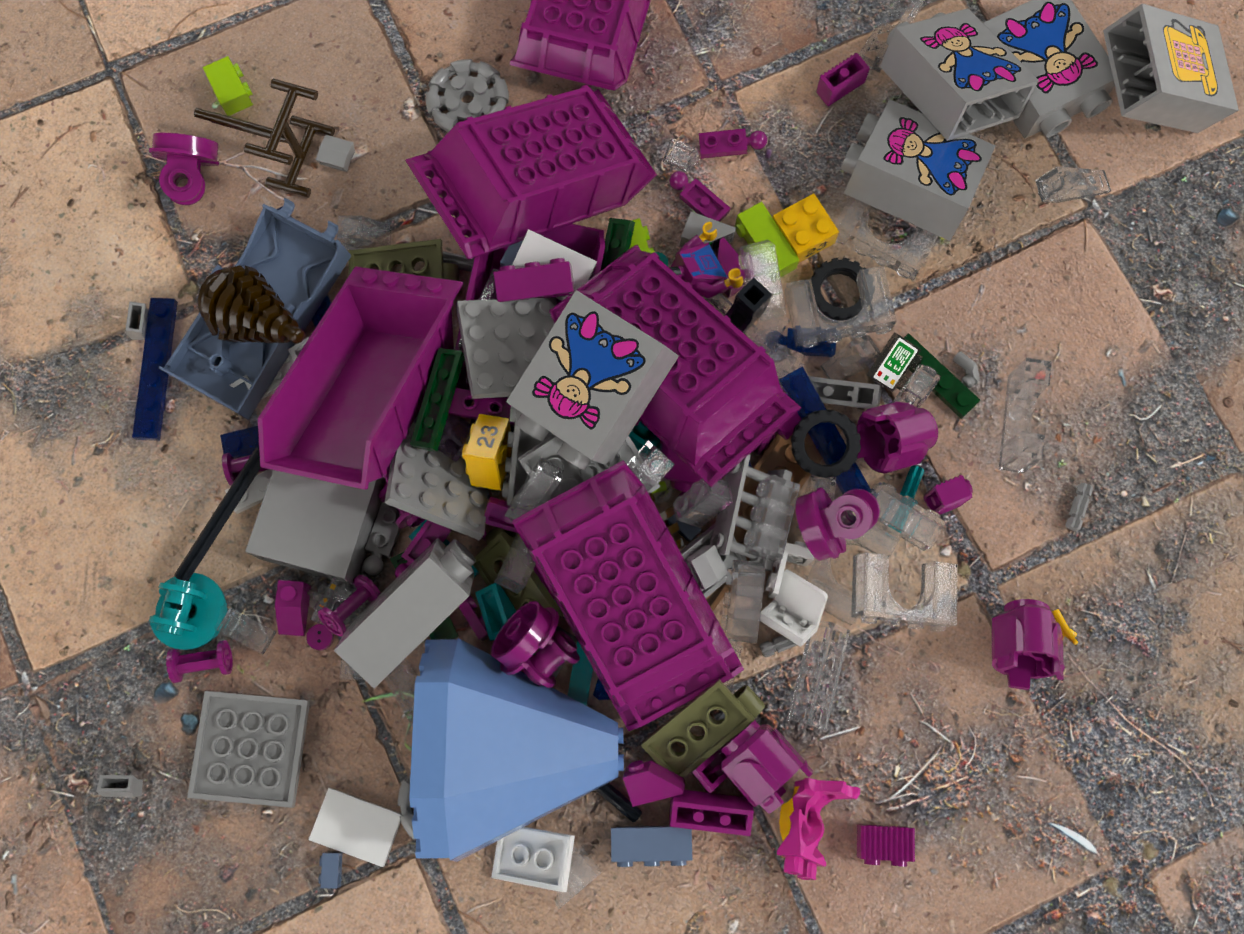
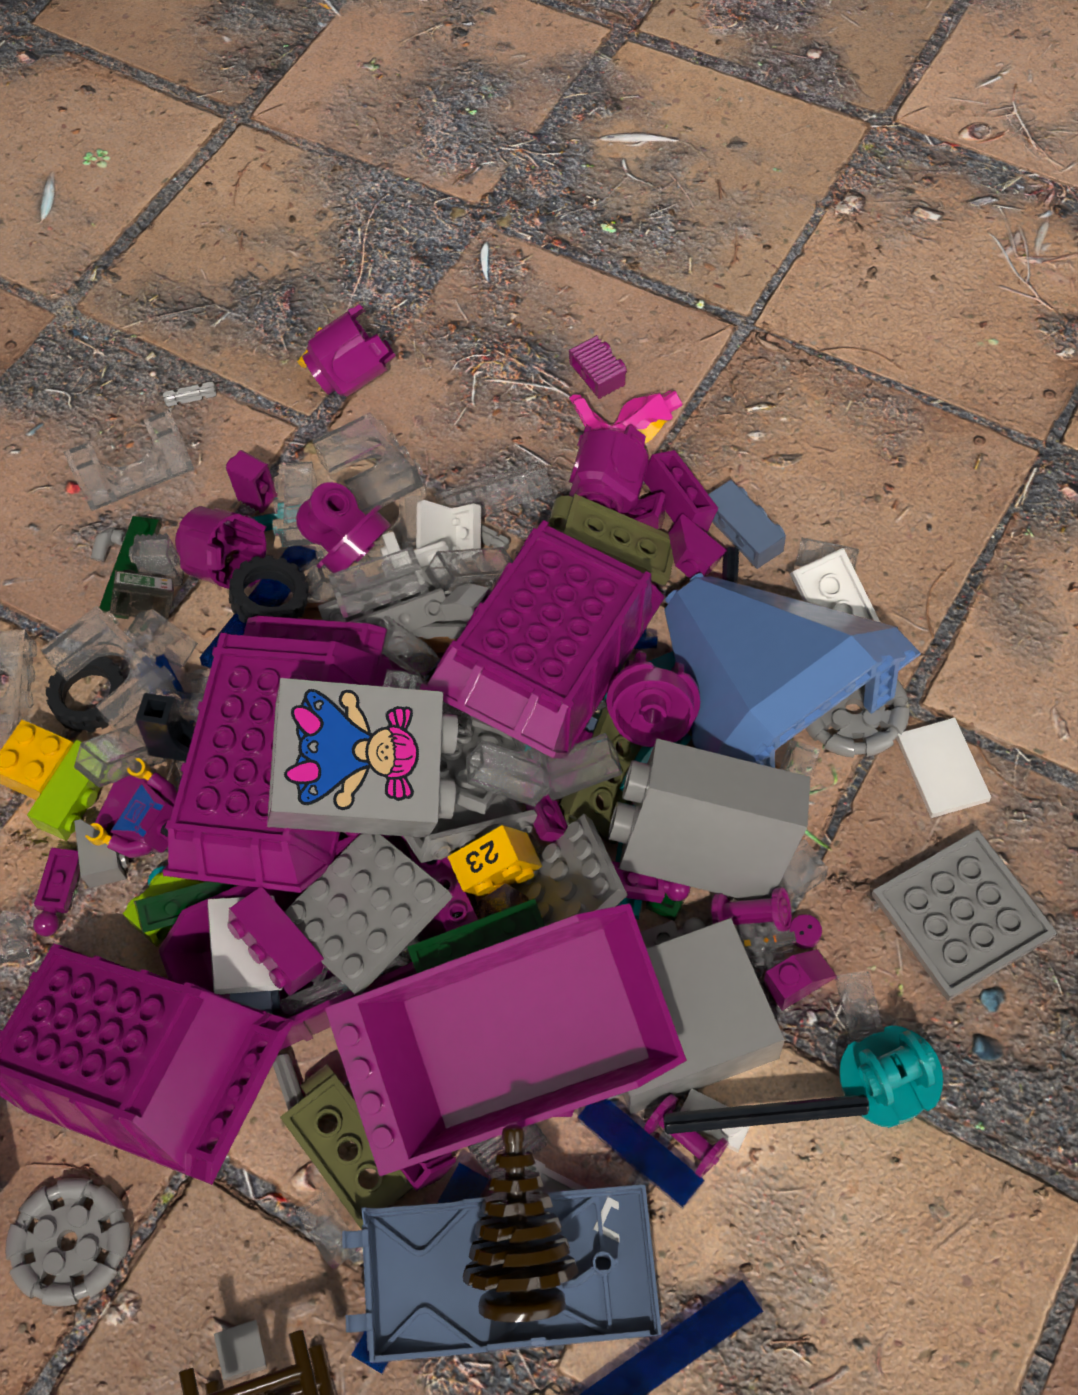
camera: 120 degrees left, 15 degrees down
(180, 664) = (928, 1024): magenta hose -> none
(331, 869) = (996, 759): sand blue piece -> none
(847, 392) = (197, 612): light grey slope -> none

